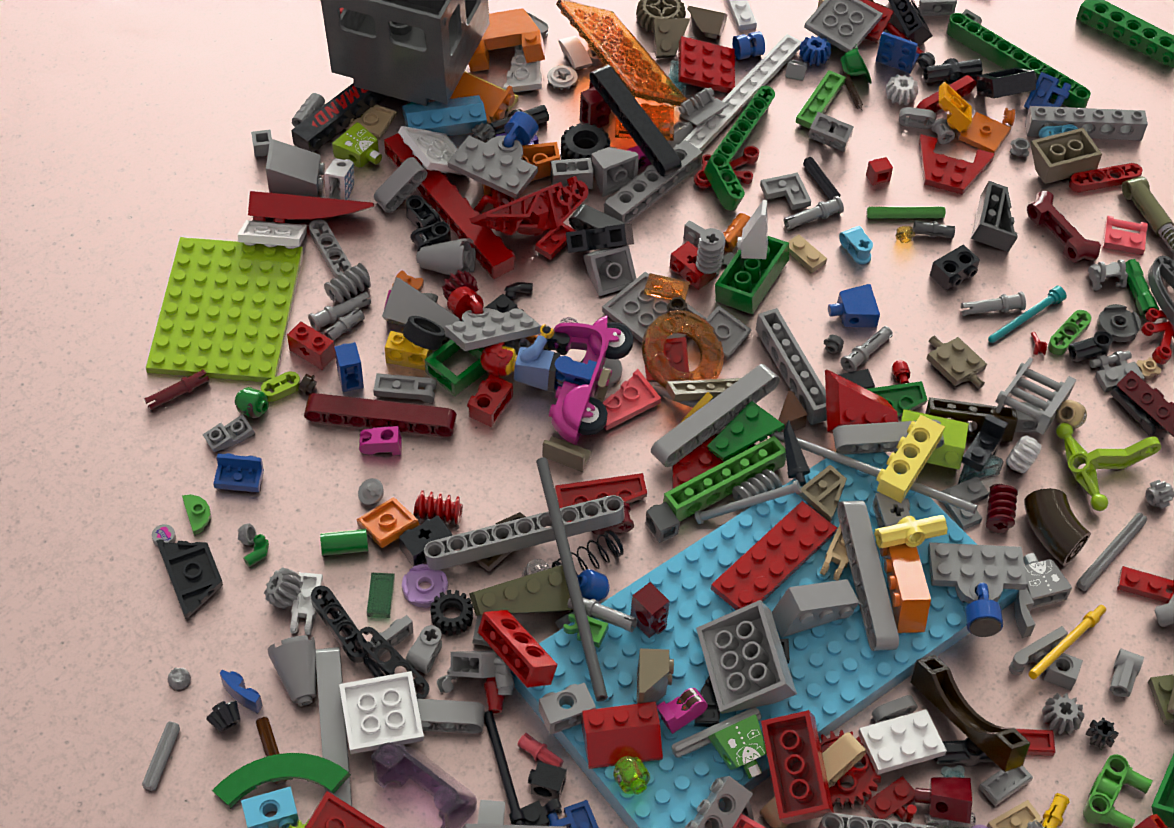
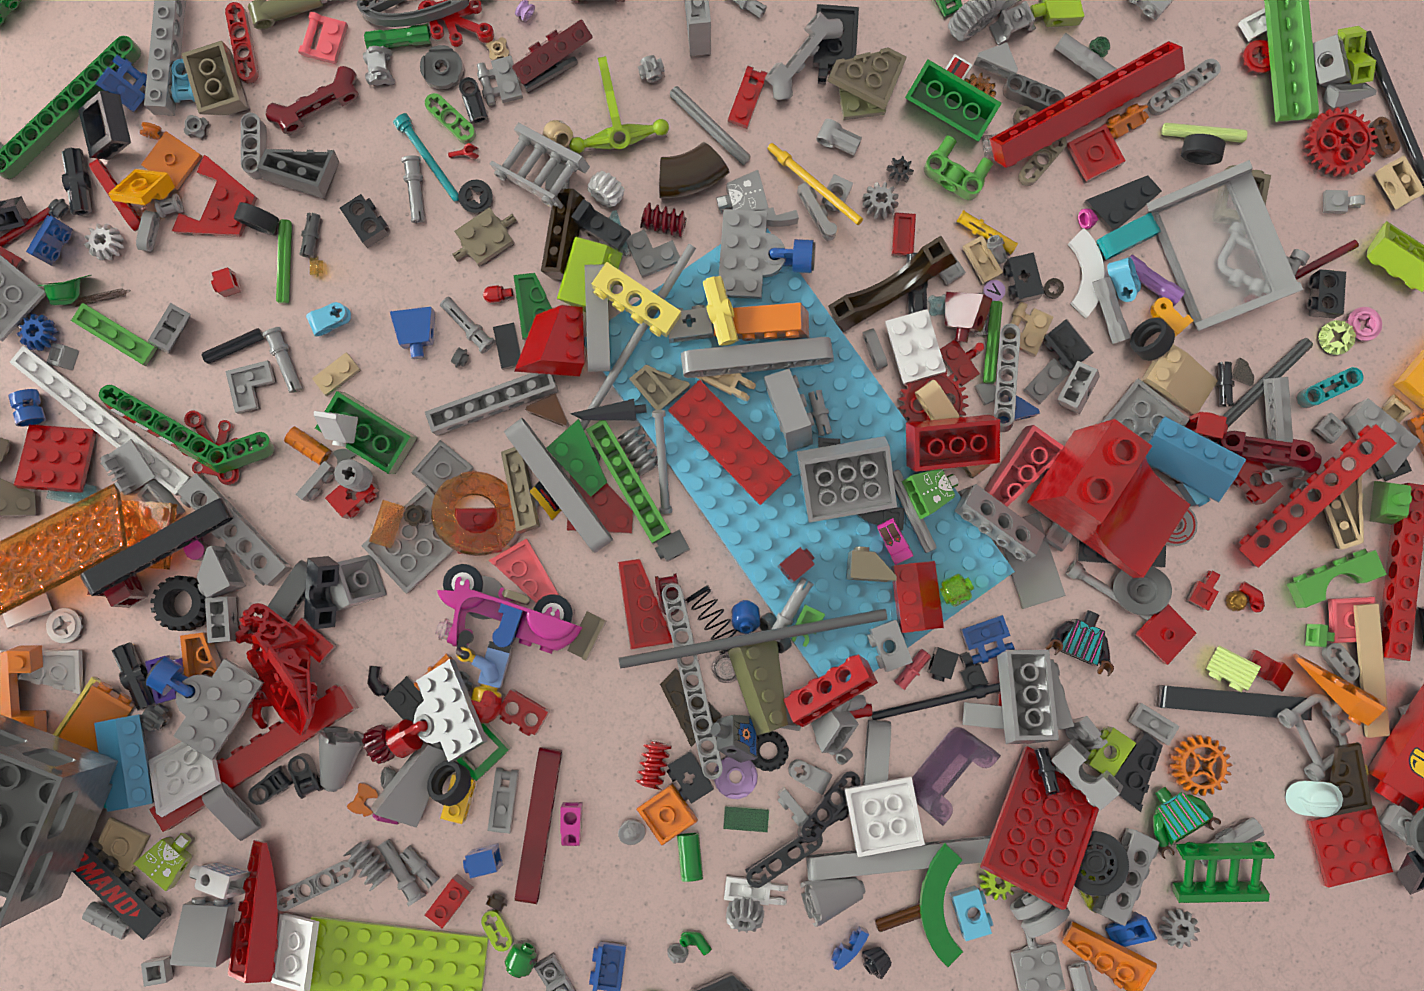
camera: 85 degrees left, 30 degrees up
(467, 570) = (736, 737): none -> dark grey torso
(815, 640) = (820, 412): none -> light grey pin
(942, 186) = (256, 218): none -> black tyre
(996, 346) = (480, 187): none -> black gear
(1019, 184) = (249, 137): none -> light grey beam

